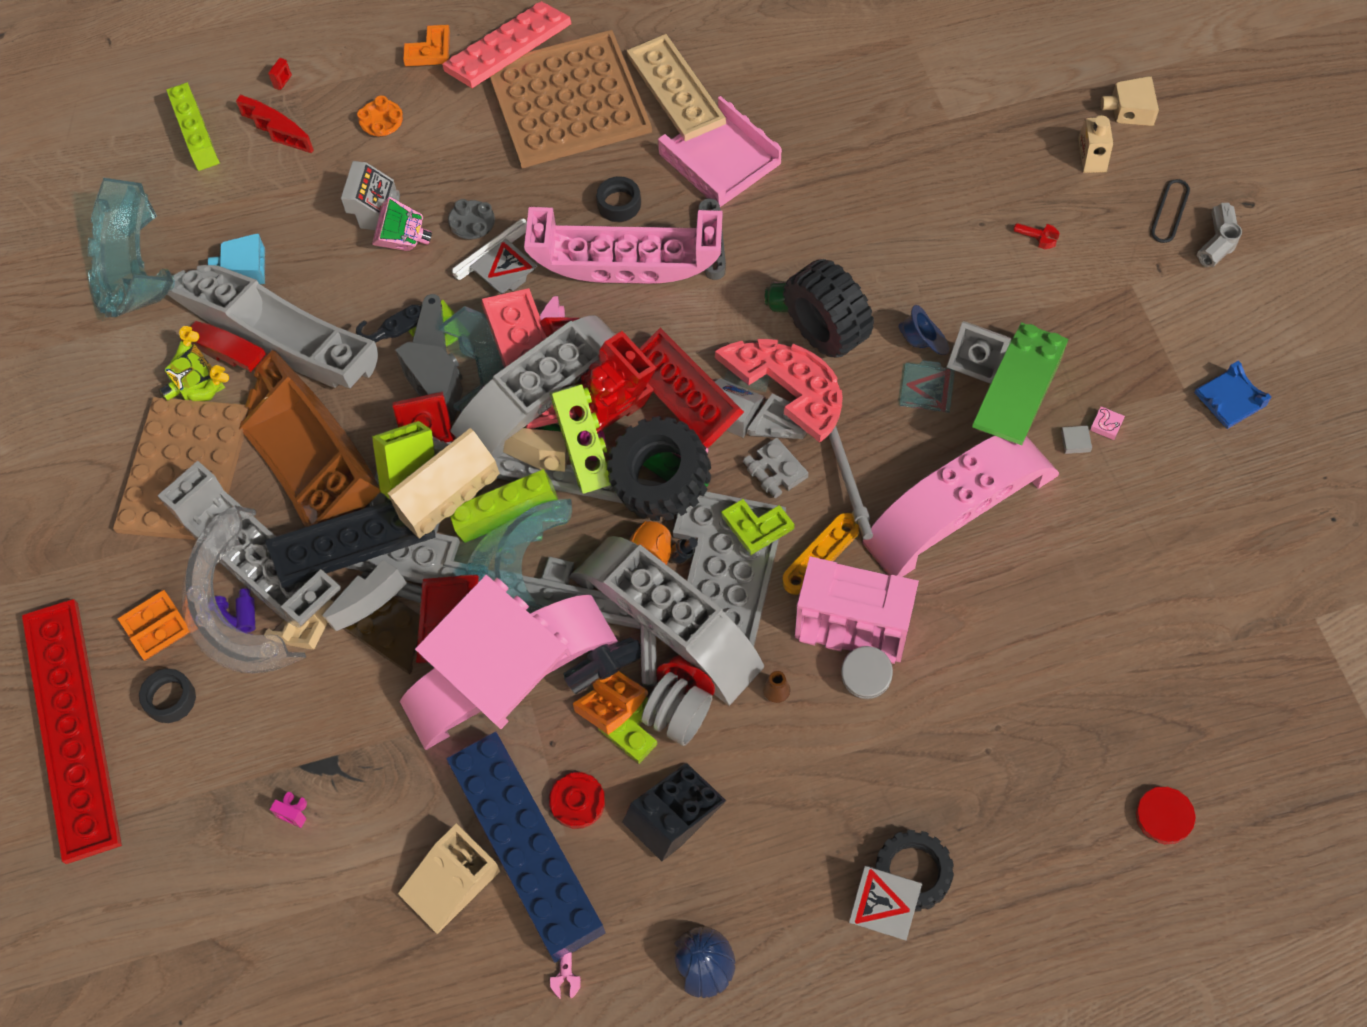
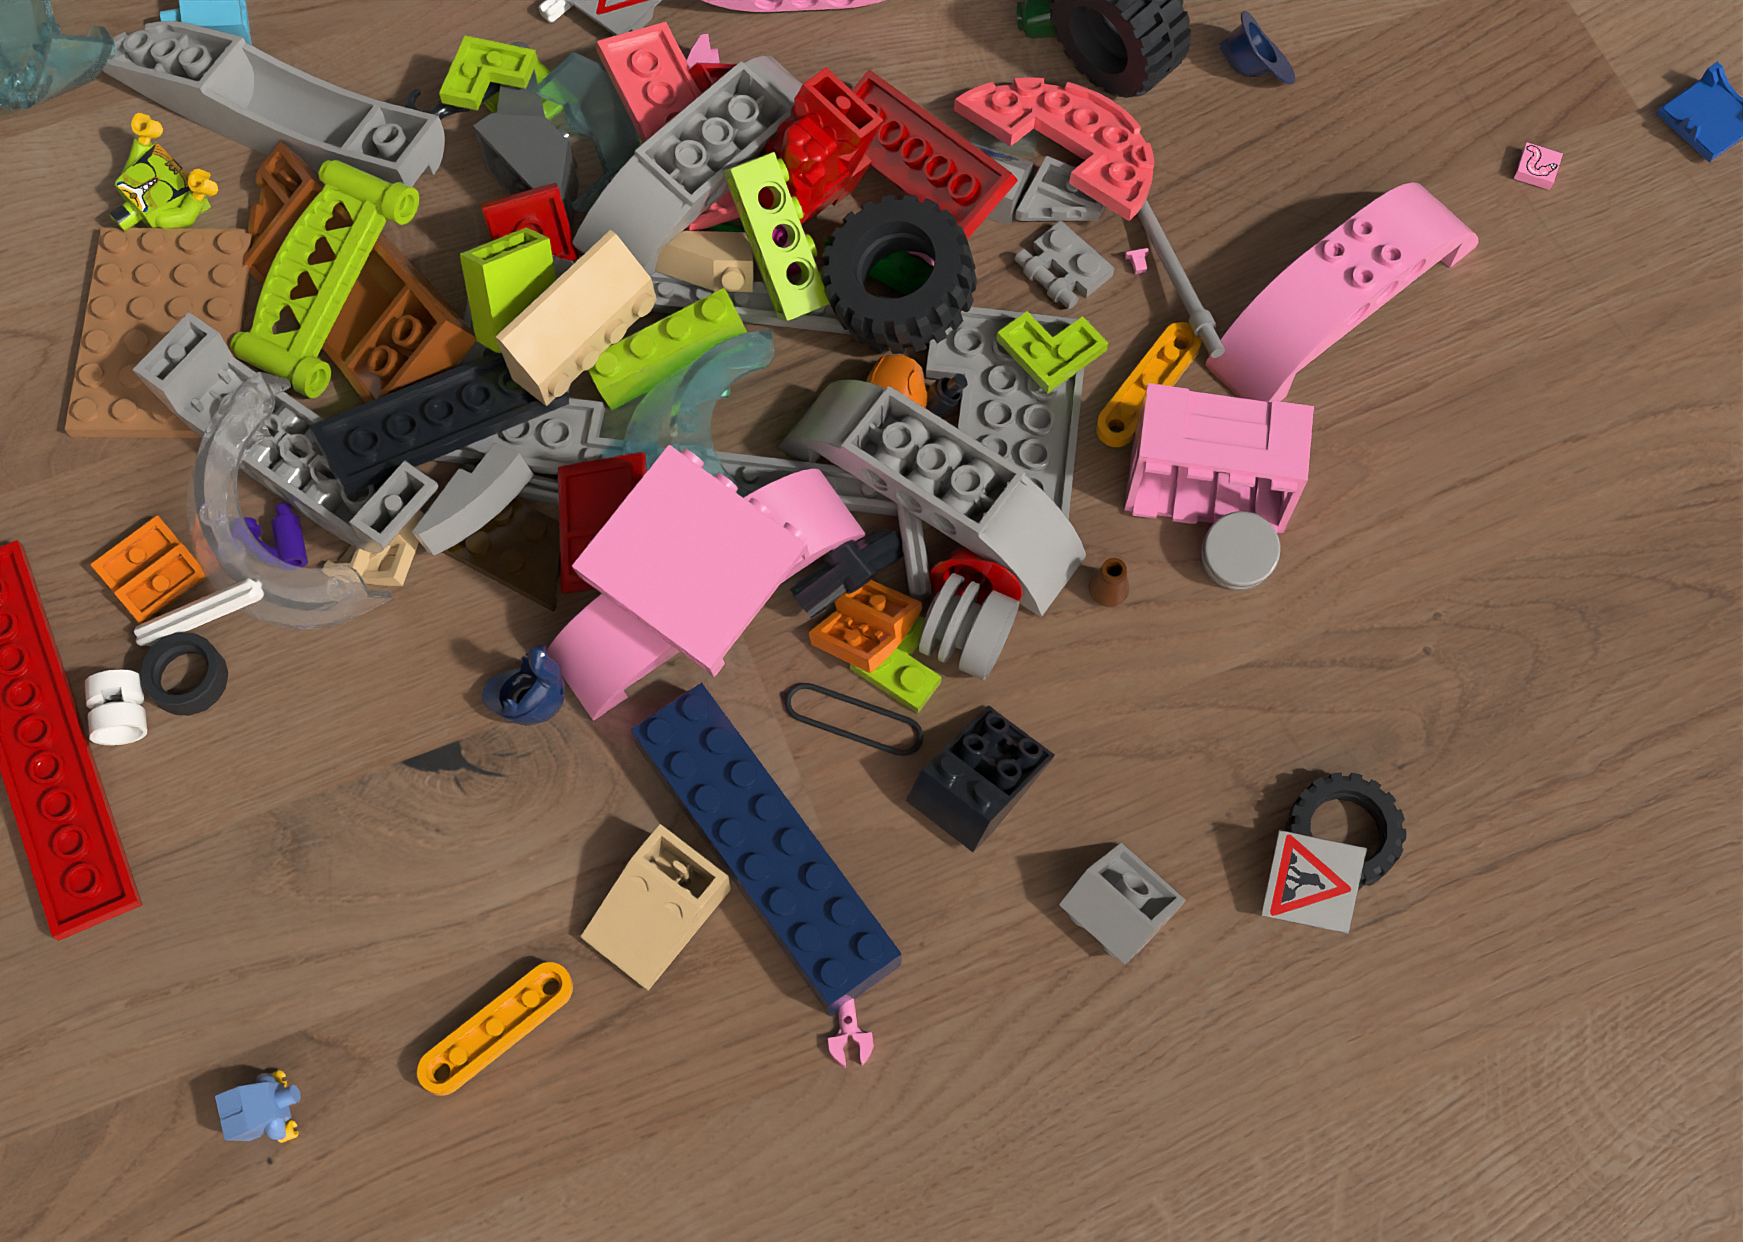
camera: 10 degrees left, 5 degrees up
(121, 714) = (115, 707): none -> white wheel
(177, 988) = (259, 1109): none -> medium blue piece
(181, 656) = (200, 611): none -> white axle
(227, 346) = (208, 143): red slope -> none
(264, 490) = (295, 353): none -> lime piece
(288, 812) = (398, 832): dark pink tile -> none
(334, 949) = (494, 1029): none -> light orange plate
(383, 728) = (528, 692): none -> dark blue piece
(407, 307) = (484, 62): none -> lime plate
(558, 570) = (759, 439): light grey tile -> none
(577, 800) = (833, 774): red tile -> none
(601, 754) = (792, 713): none -> black piece
(704, 961) = (1056, 991): dark blue hair -> none
(756, 904) = (1121, 903): none -> light grey slope
(825, 467) = (1138, 261): none -> bright pink piece
(927, 386) = (1270, 131): clear light blue piece -> none
(978, 352) = (1347, 73): light grey slope -> none
(1020, 383) = (1415, 113): bright green slope -> none
(1076, 439) = (1497, 193): light grey tile -> none
(1165, 815) = (1695, 719): red tile -> none

